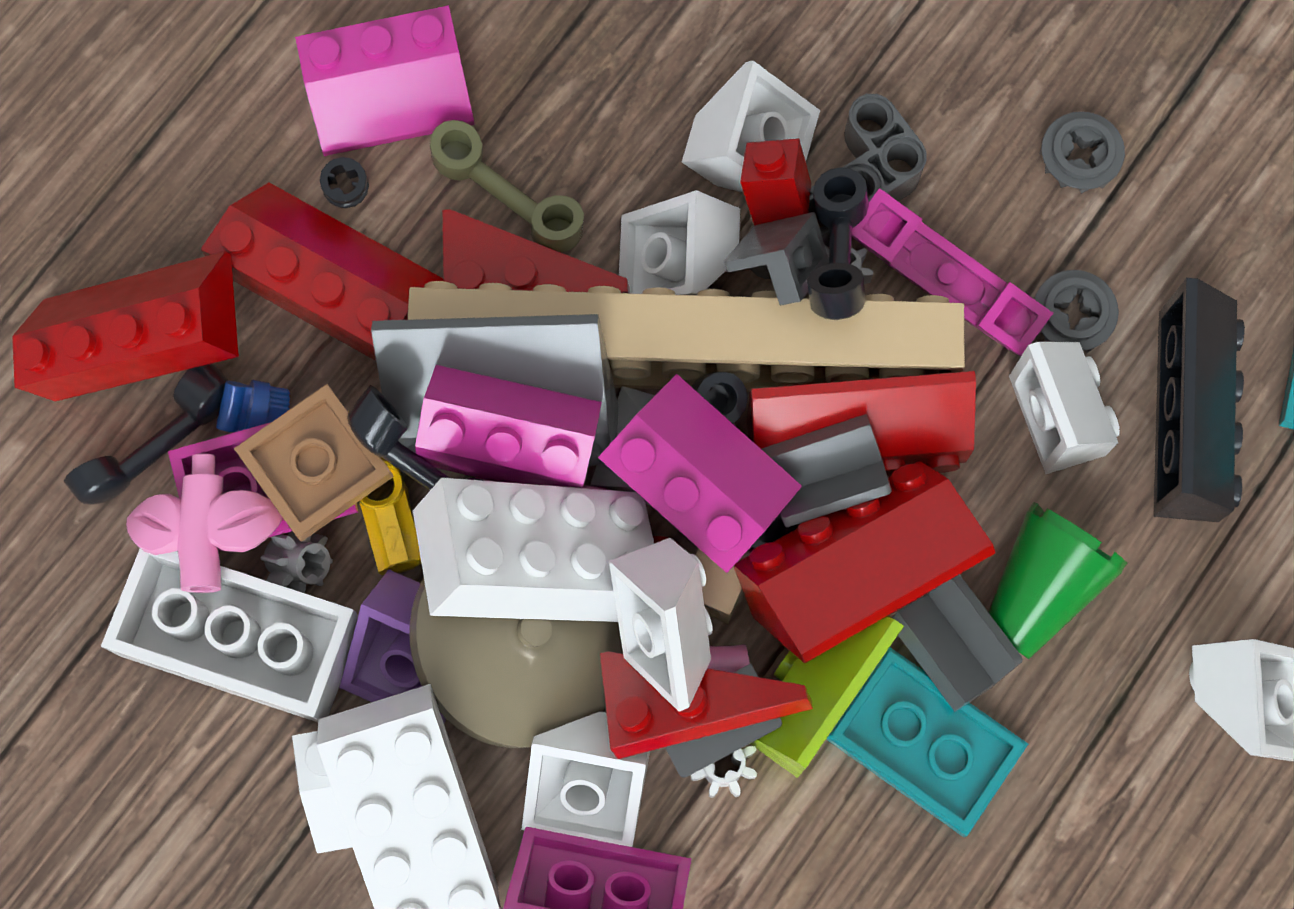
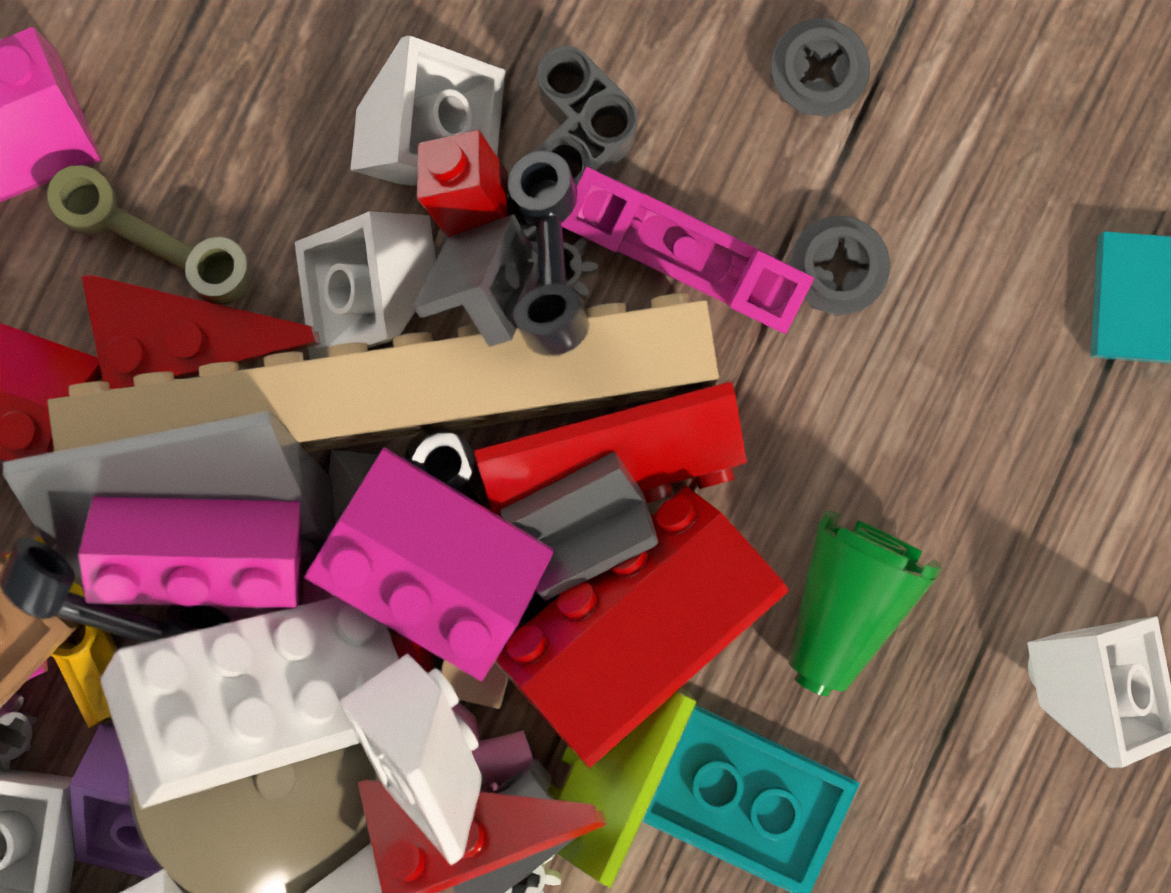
camera: 10 degrees left, 10 degrees up
(957, 642) = (764, 692): dark grey panel -> none
(1063, 405) = (844, 385): white slope -> none
(1198, 405) = (996, 356): black slope -> none

